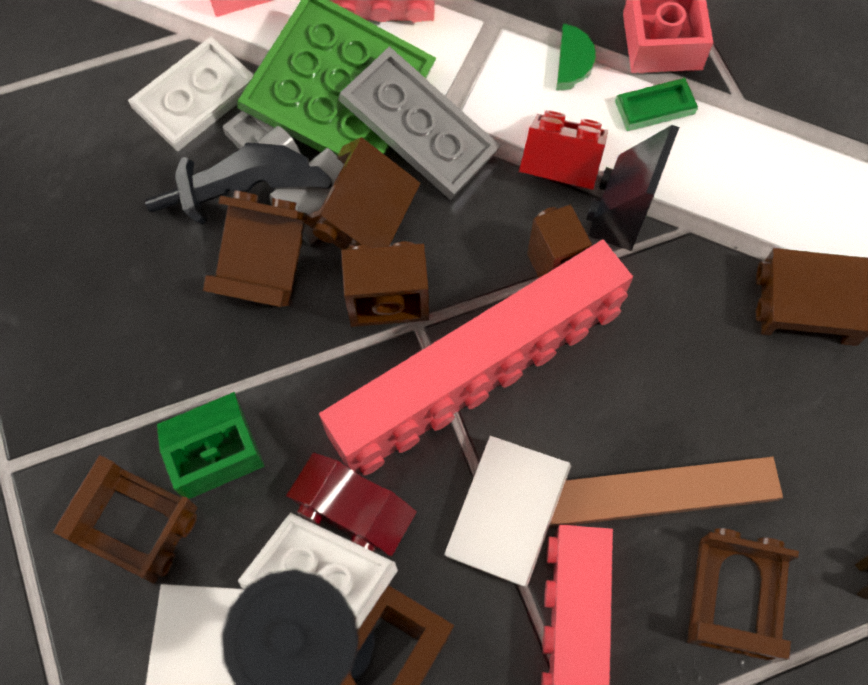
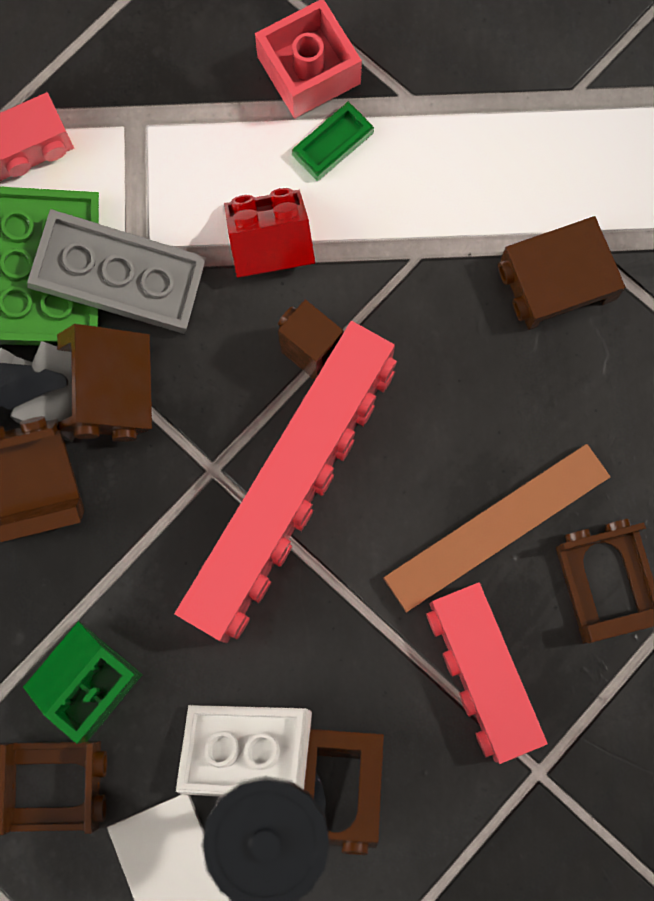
camera: 25 degrees left, 10 degrees up
(351, 504) = (239, 672): dark red brick -> none
(385, 284) = (167, 453): reddish brown brick -> none
(508, 511) = (380, 608): white tile -> none
(575, 57) = (233, 127): green tile -> none
(630, 190) = (351, 250): black slope -> none

